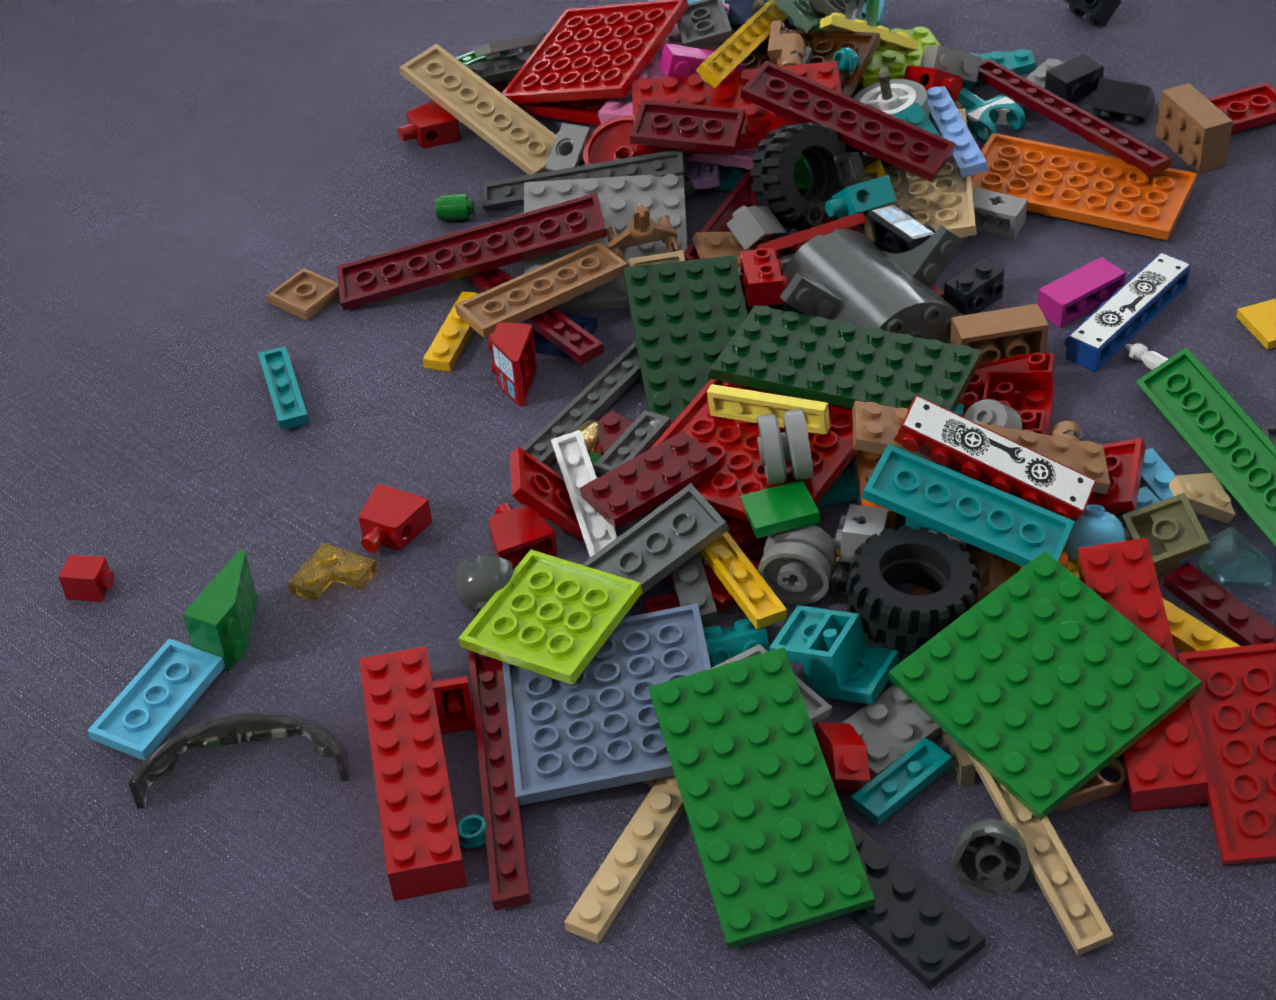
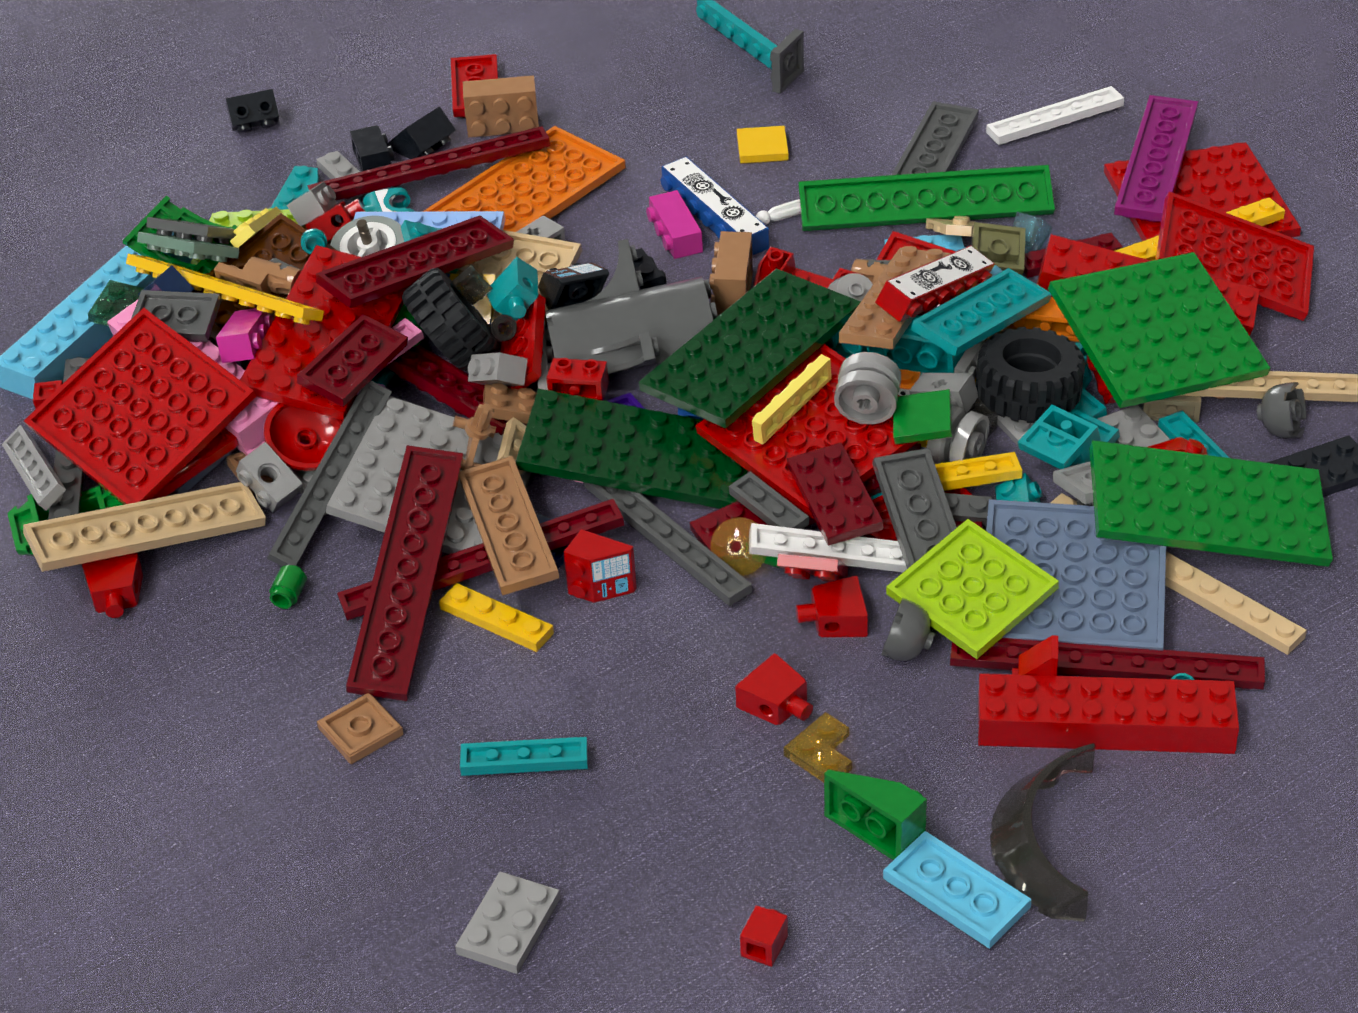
camera: 75 degrees left, 0 degrees up
(99, 429) = (508, 922): none -> light grey plate

